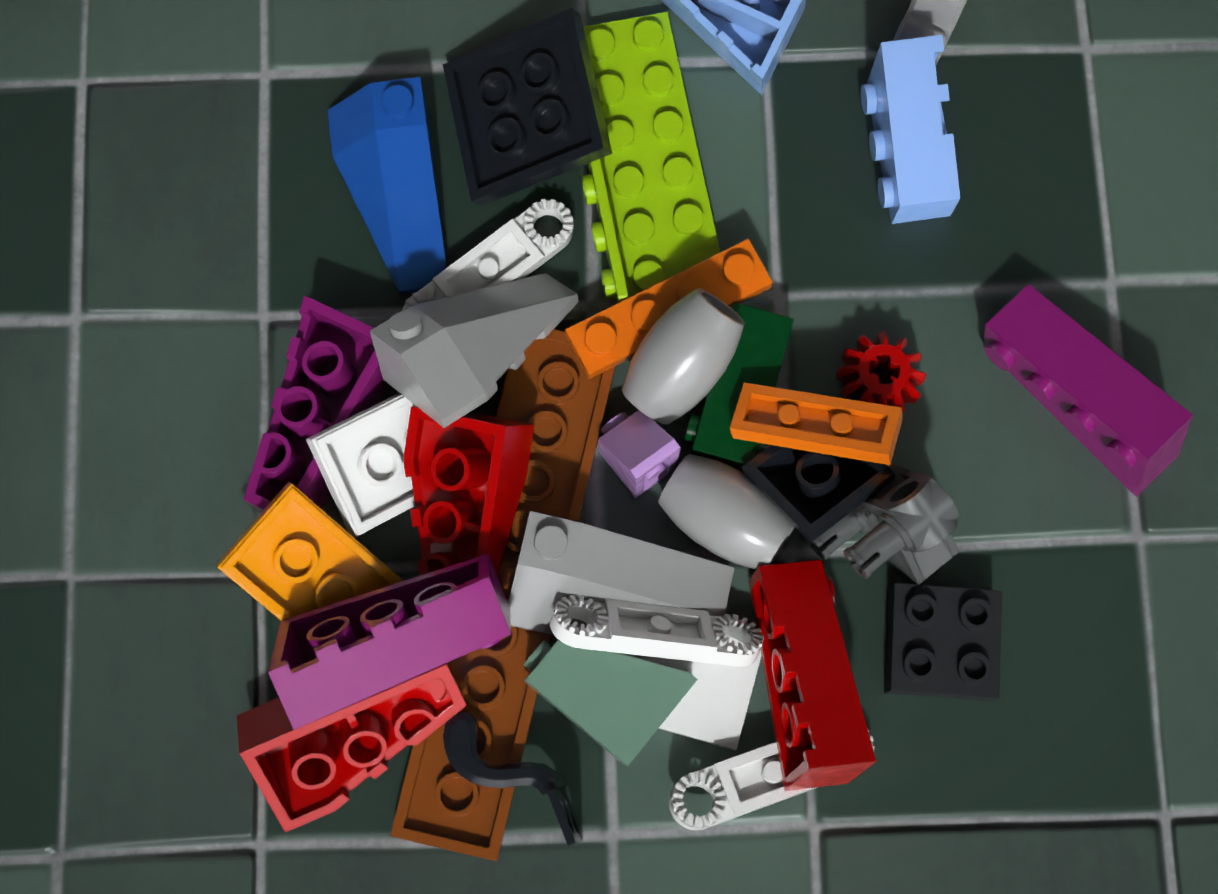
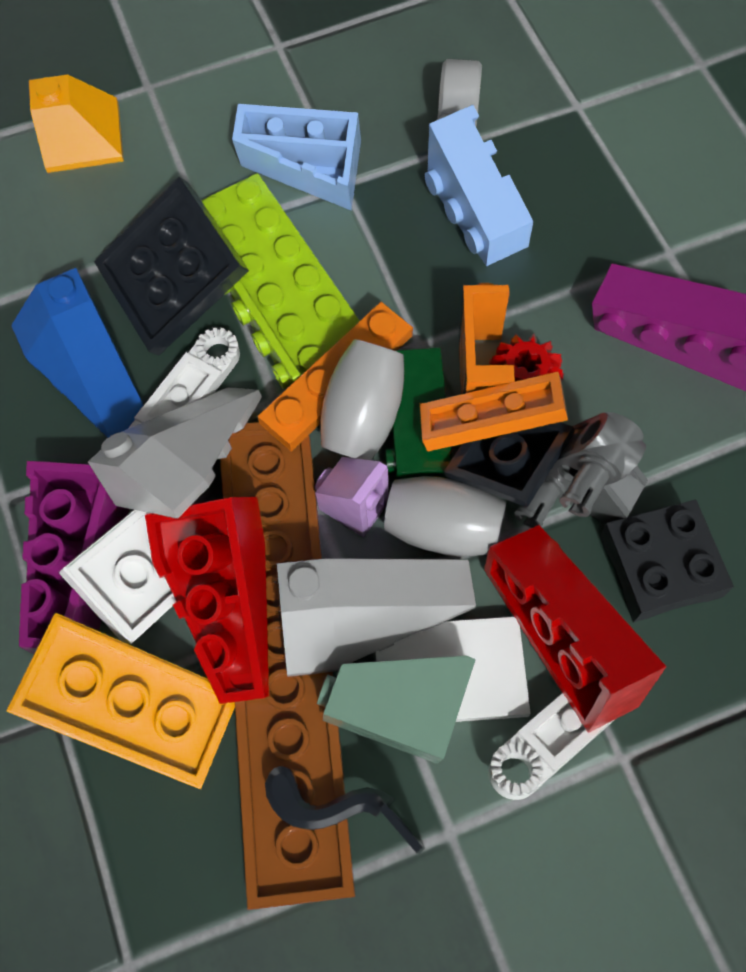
camera: 15 degrees left, 10 degrees down
(317, 765) = (160, 841): red wedge -> none
(385, 638) = (180, 723): magenta wedge -> none
(656, 631) = (422, 632): white plate -> none
(854, 292) = (482, 319): none -> orange panel

